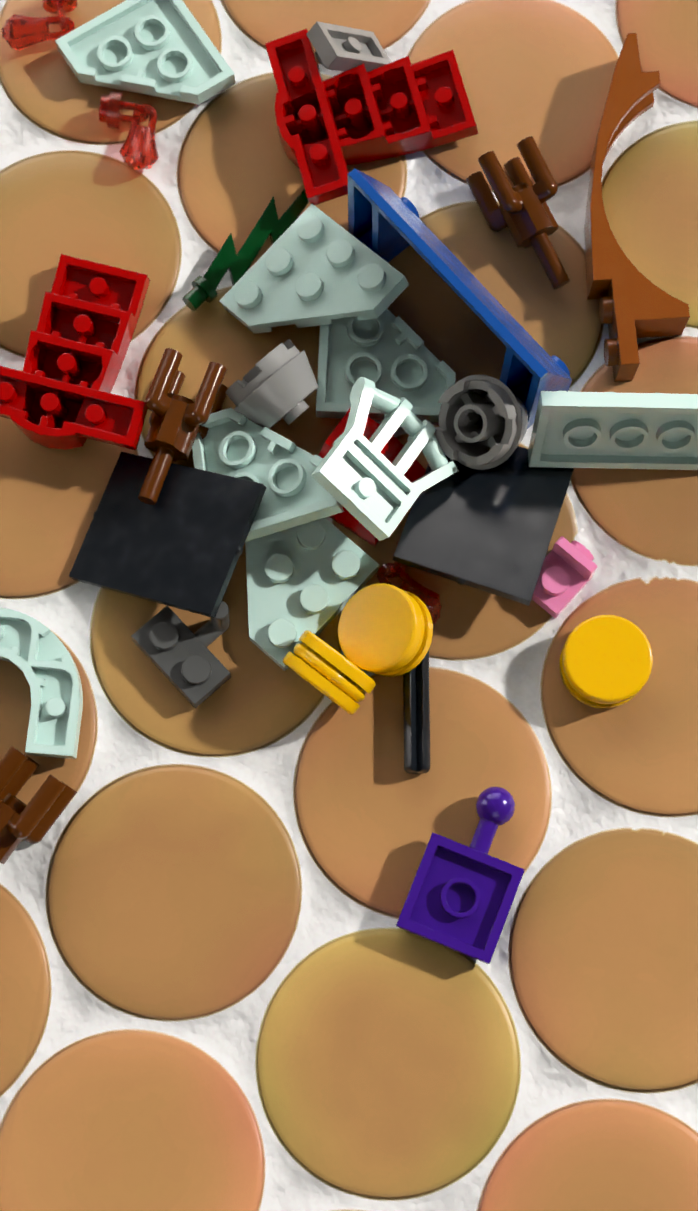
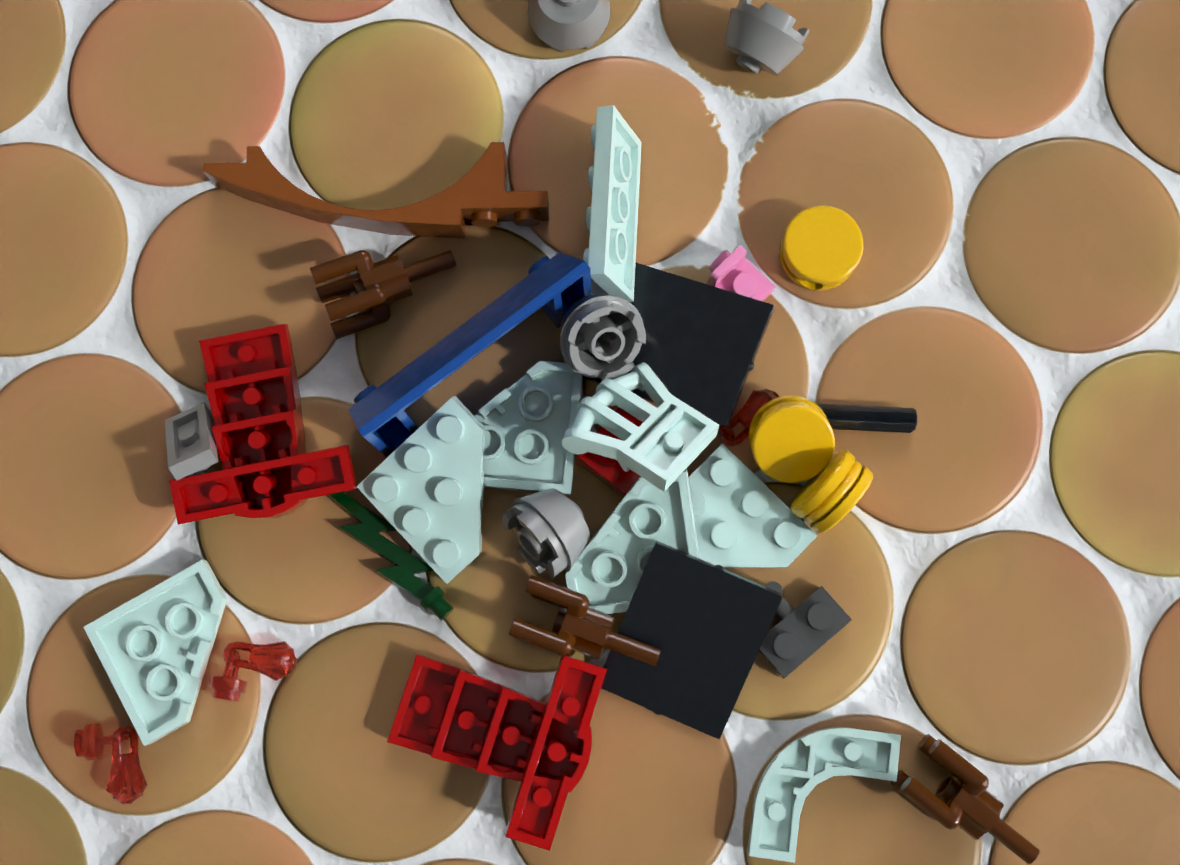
camera: 85 degrees left, 5 degrees up
(461, 890) = (1022, 386): dark purple plate -> none

